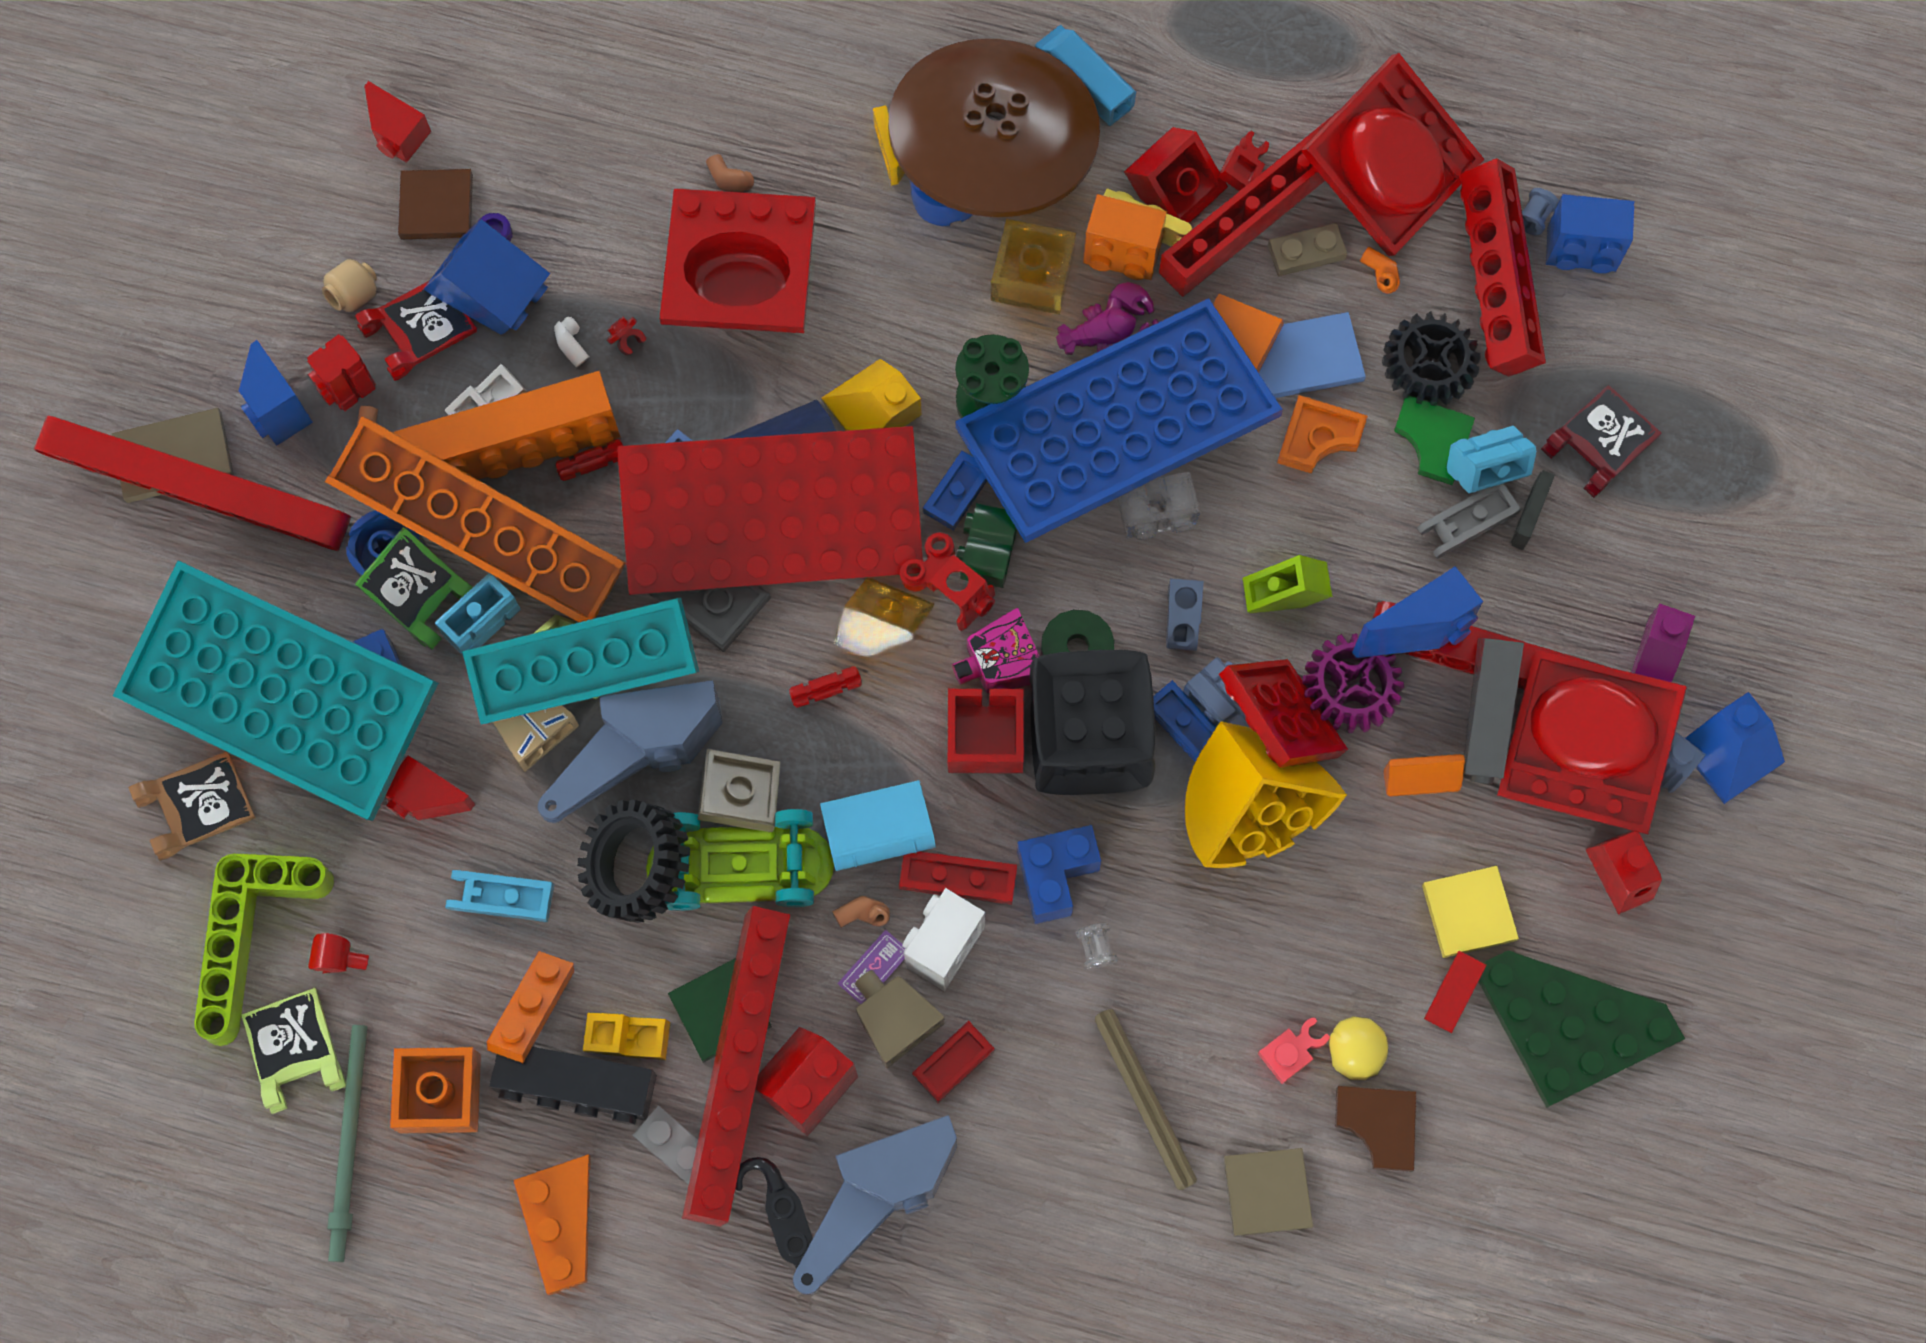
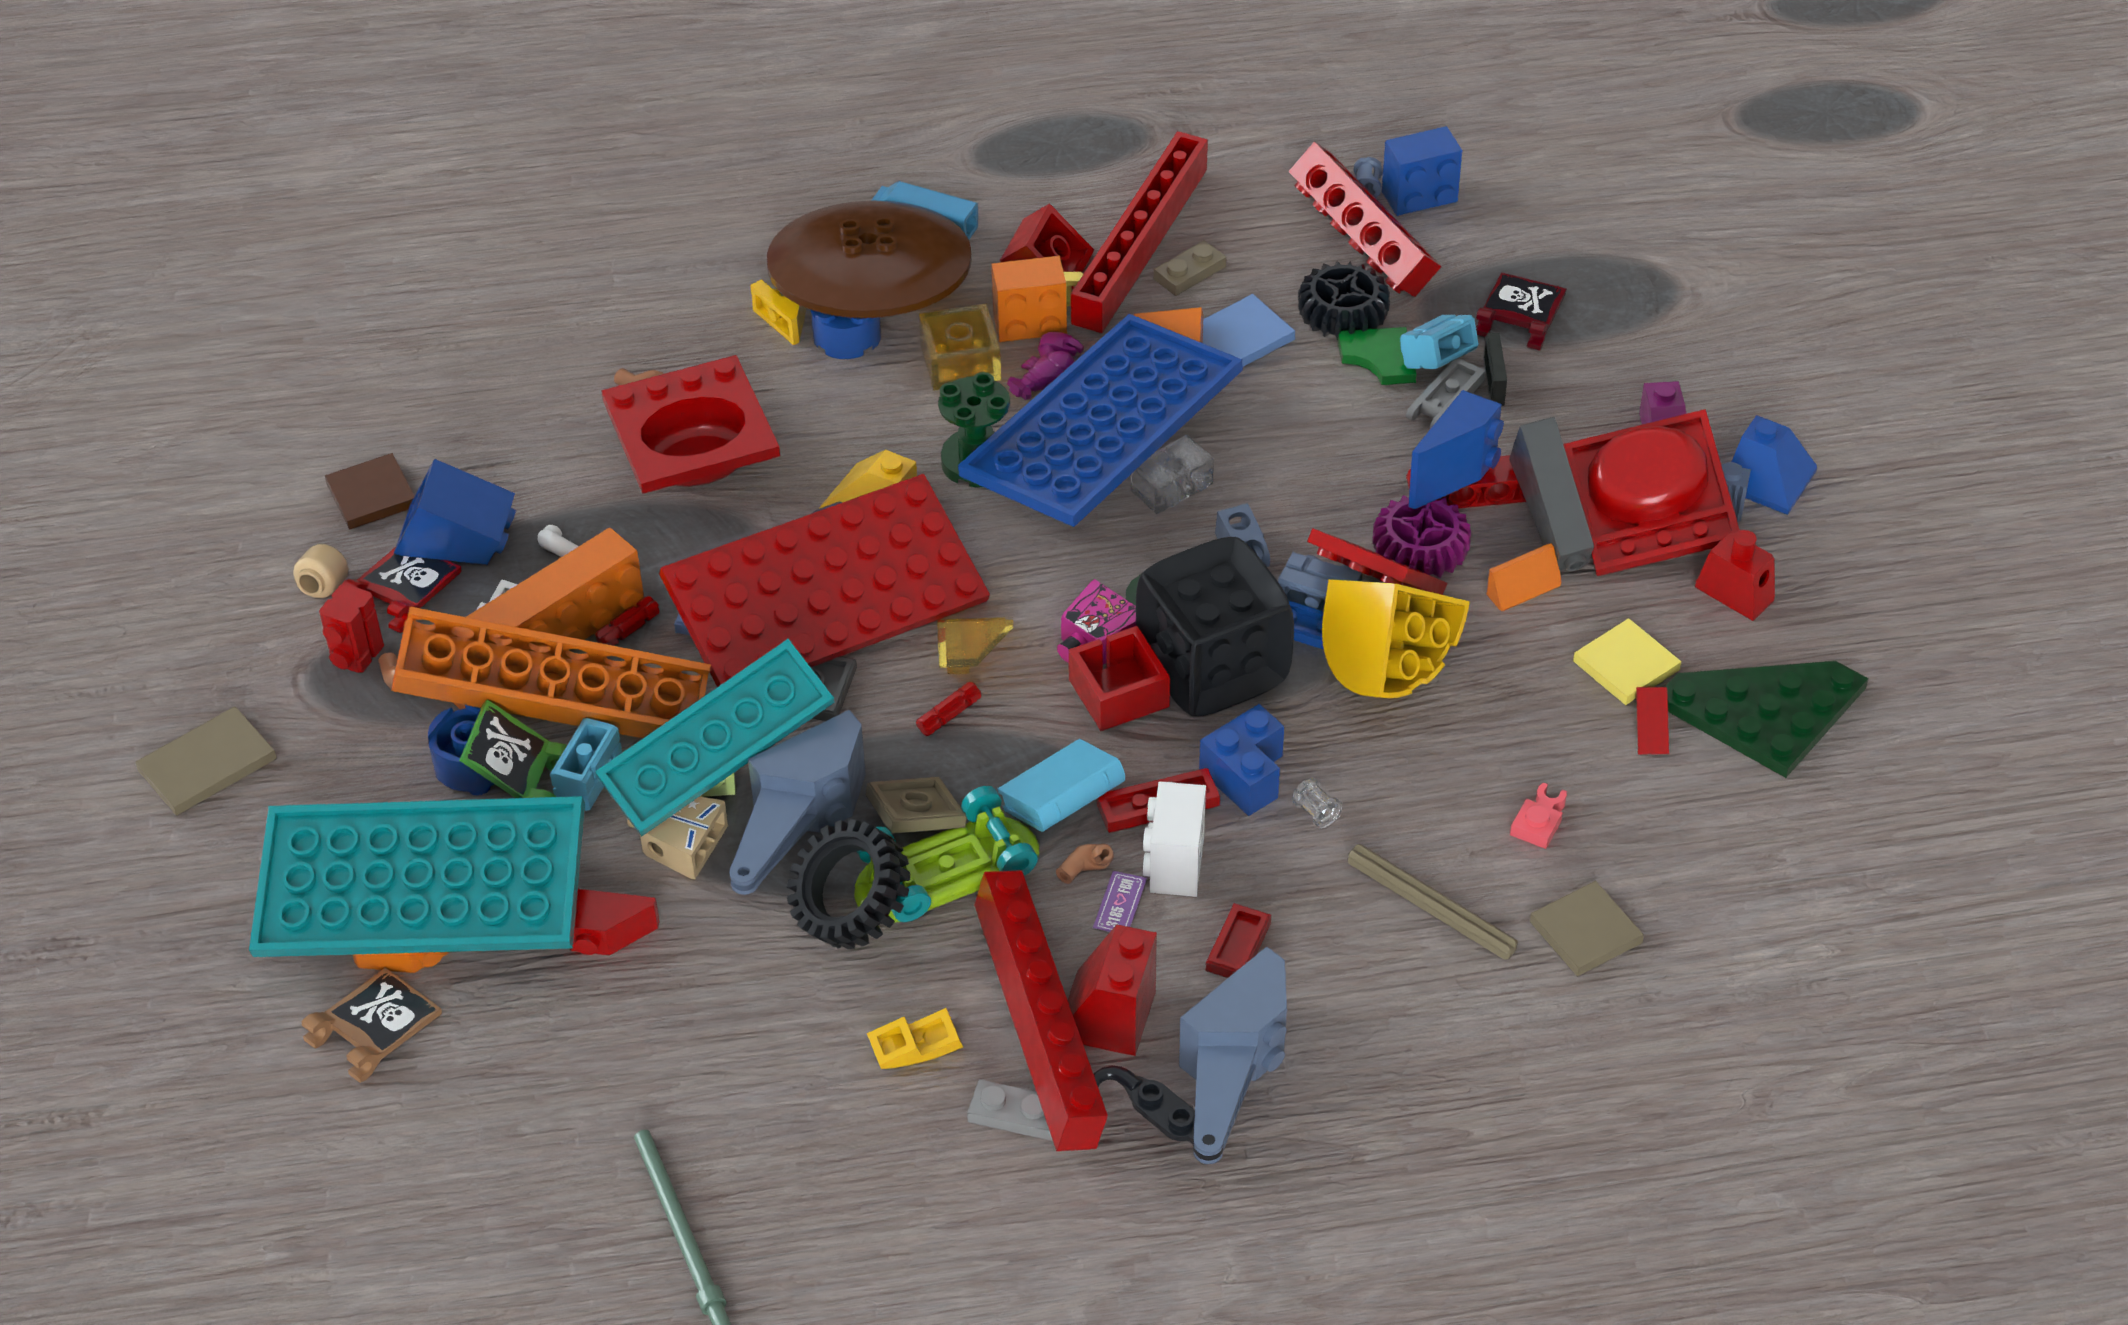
camera: 25 degrees left, 25 degrees down
(192, 483) = (241, 764): red beam -> none
(240, 929) = (458, 1059): lime beam -> none
(269, 398) = (295, 668): blue slope -> none
(290, 1043) = (579, 1174): flag -> none
(332, 954) = (583, 1080): red piece -> none
(395, 124) = (300, 442): red slope -> none
(435, 1090) = (753, 1143): orange brick -> none
(503, 896) = (728, 975): medium azure hinge -> none
(530, 1007) = (810, 1041): orange plate -> none
(557, 1221) = (932, 1214): orange wing -> none
(576, 1082) = (884, 1089): black brick -> none
(621, 331) = (606, 518): red plate -> none
(703, 1006) = (977, 992): dark green tile -> none
(895, 1016) = (1174, 914): dark tan torso -> none
(956, 491) = (985, 526): blue plate -> none
(973, 601) = (1003, 573): red piece -> none
(988, 544) = (1038, 553): dark green brick -> none
(1243, 163) = (1097, 225): red plate -> none
(1287, 585) = (1321, 489): lime slope -> none
(1319, 431) = (1278, 383): orange tile -> none
(1358, 1048) = (1596, 791): light yellow hair -> none
(1382, 1122) = (1651, 837): reddish brown tile -> none
(1385, 270) = (1265, 258): orange arm -> none
(1392, 154) = (1225, 171): red piece -> none

